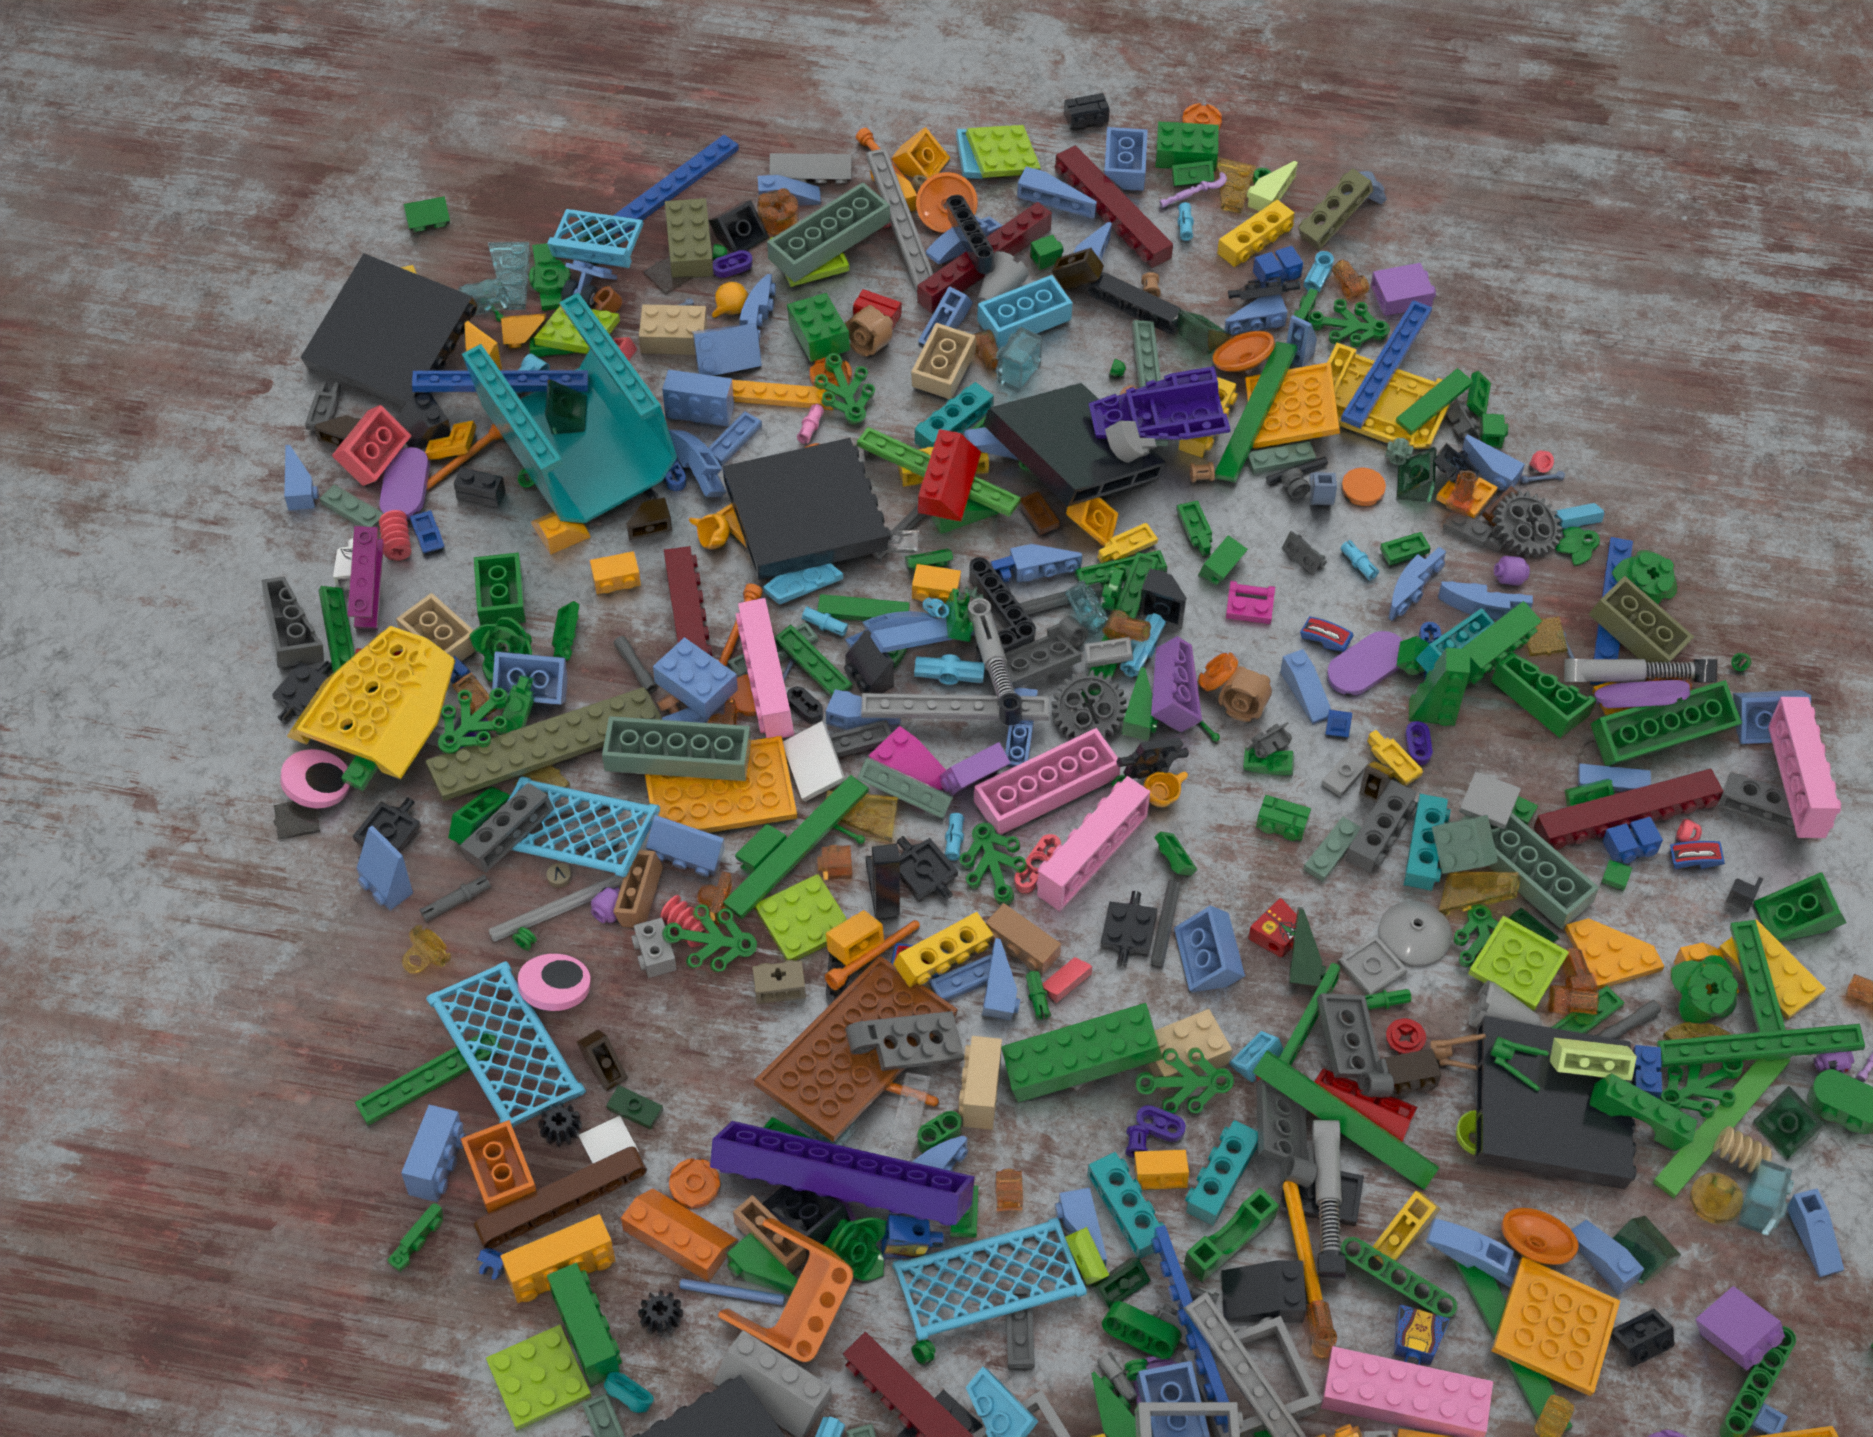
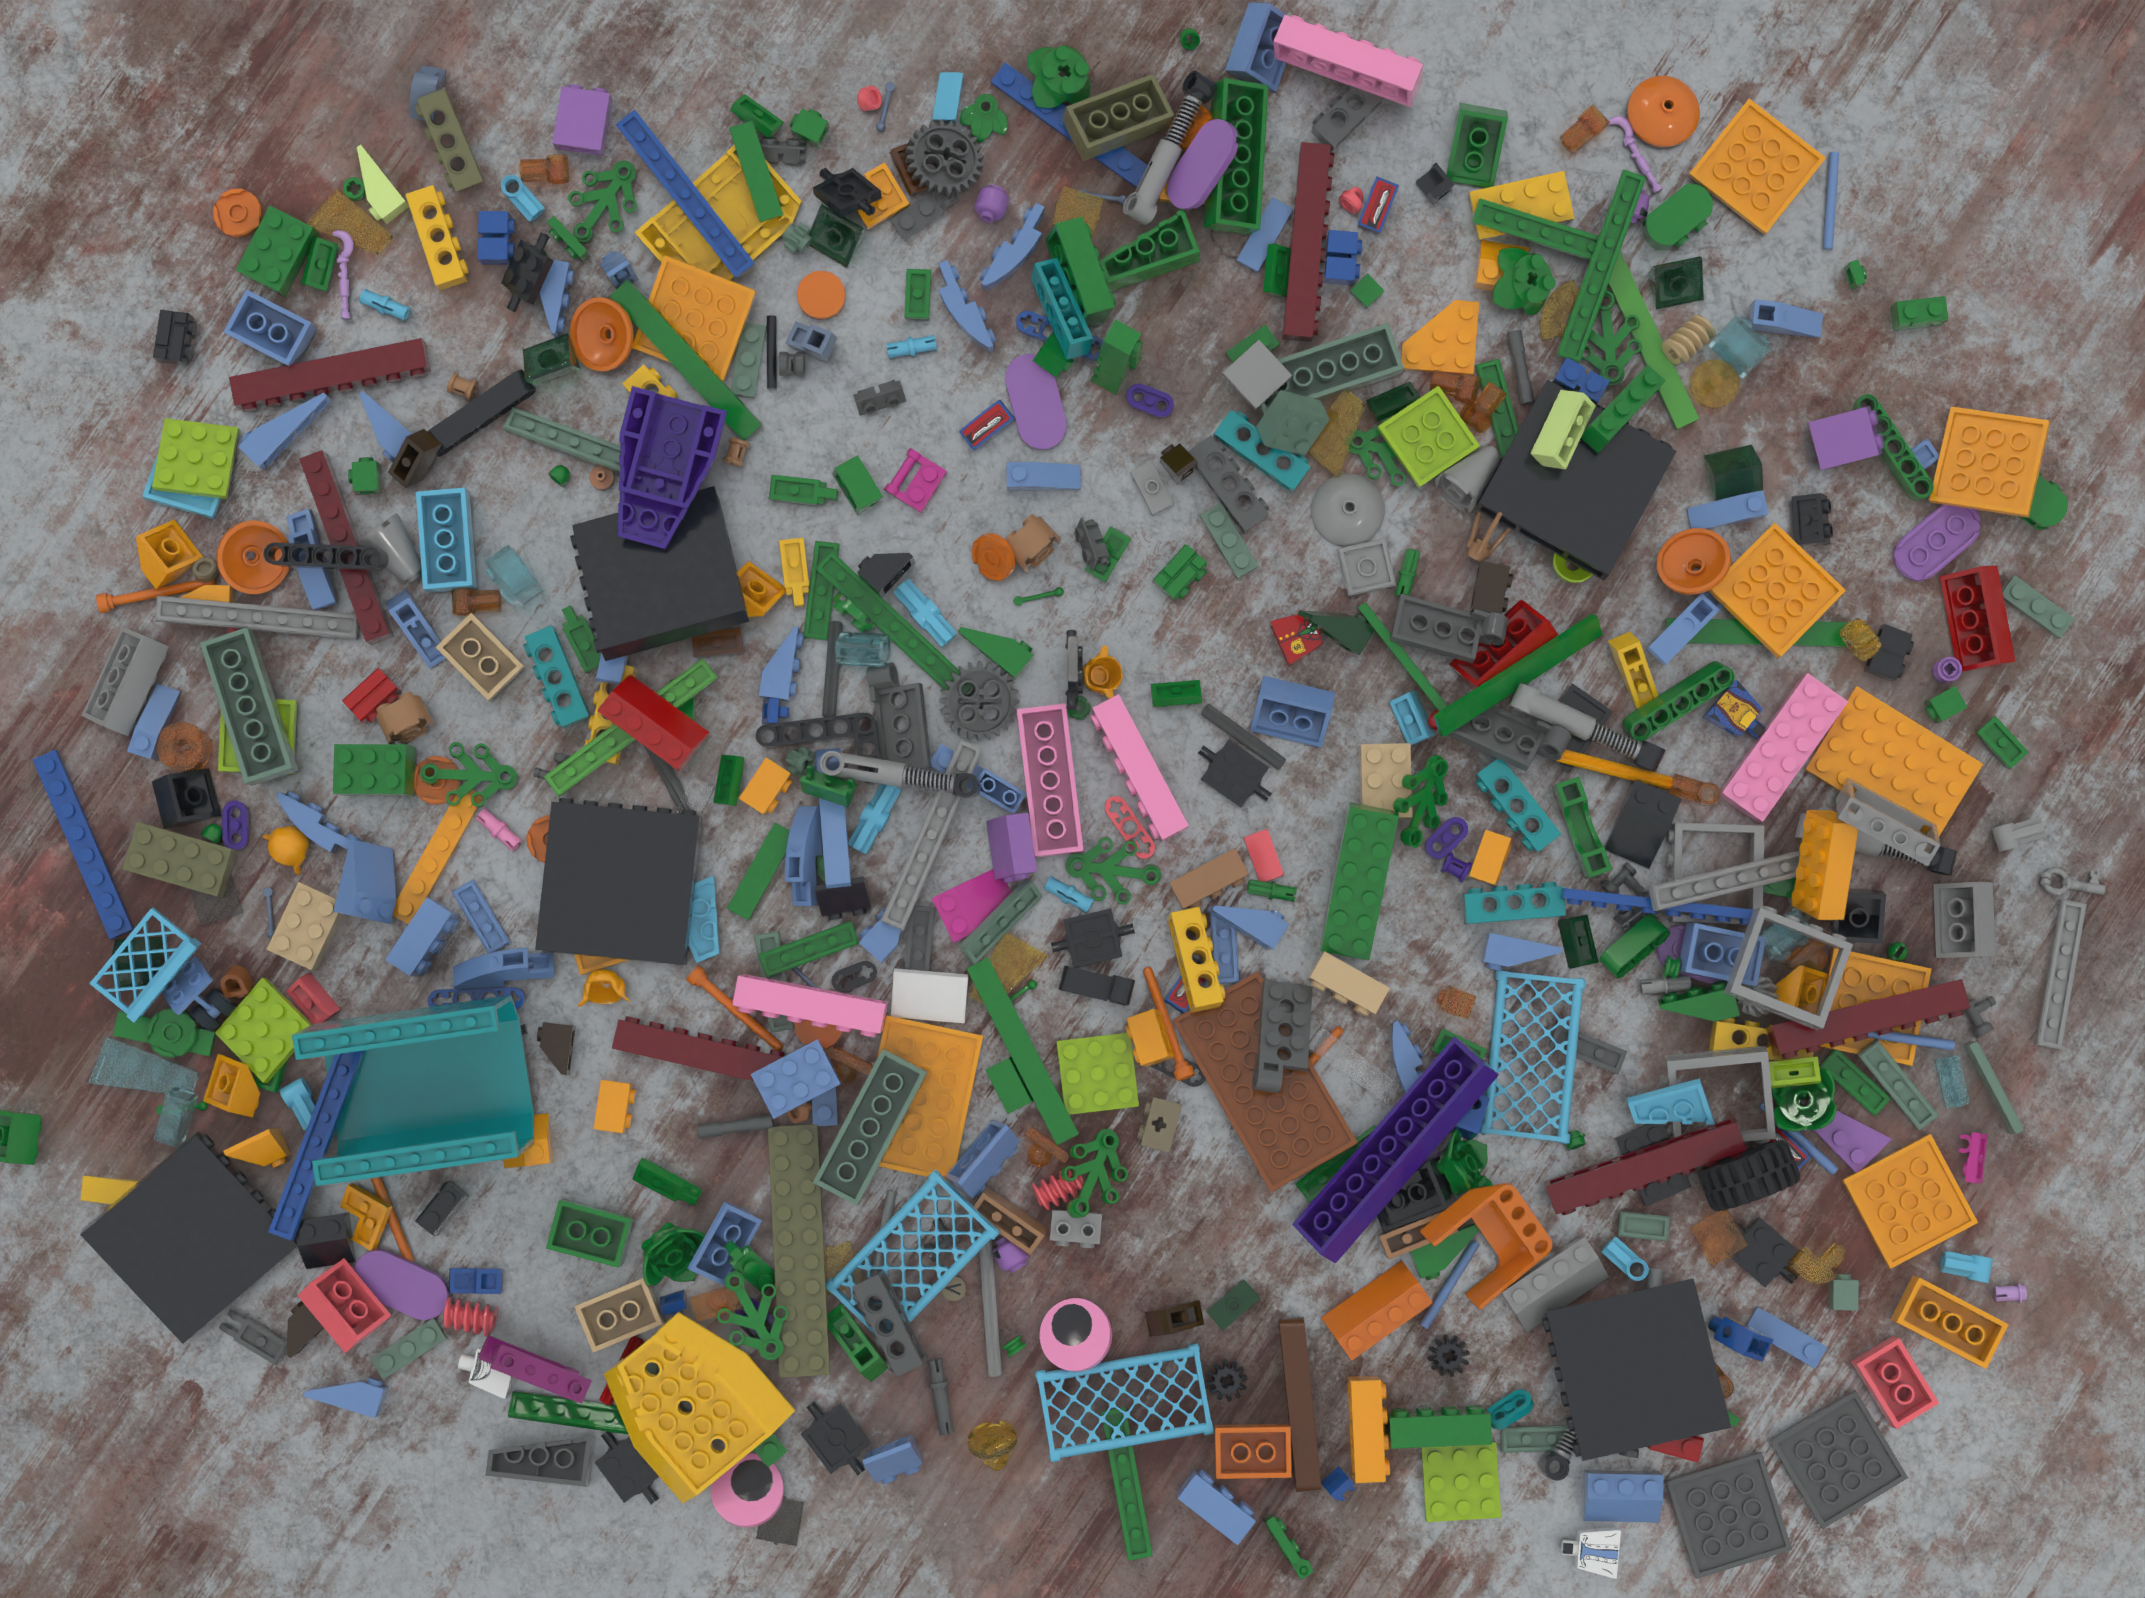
camera: 65 degrees left, 30 degrees up
(565, 409) = (381, 1084): clear green slope -> none
(606, 1139) = (1257, 1341): white sticker -> none
(694, 1183) = (1330, 1280): orange tile -> none
(825, 621) = (763, 917): medium azure pin -> none
(835, 862) = (1051, 1020): clear orange brick -> none
(935, 611) = (802, 802): medium azure pin -> none
(937, 1131) = (1378, 1040): green beam -> none
(1086, 1256) = (1551, 964): lime piece -> none
(1108, 652) = (926, 653): light grey plate -> none
(1121, 625) = (905, 626): clear orange piece -> none
(1126, 443) = (694, 523): light grey brick -> none
(1175, 686) = (991, 606): medium lavender wedge -> none
(1338, 723) = (1096, 466): blue tile -> none
(1395, 757) = (1158, 433): yellow hinge -> none
(1406, 1027) = (1456, 564): red gear -> none
(1461, 498) = (890, 208): clear orange piece -> none
(1493, 464) = (856, 150): medium blue slope -> none
(1504, 1049) = (1523, 504): green plant -> none

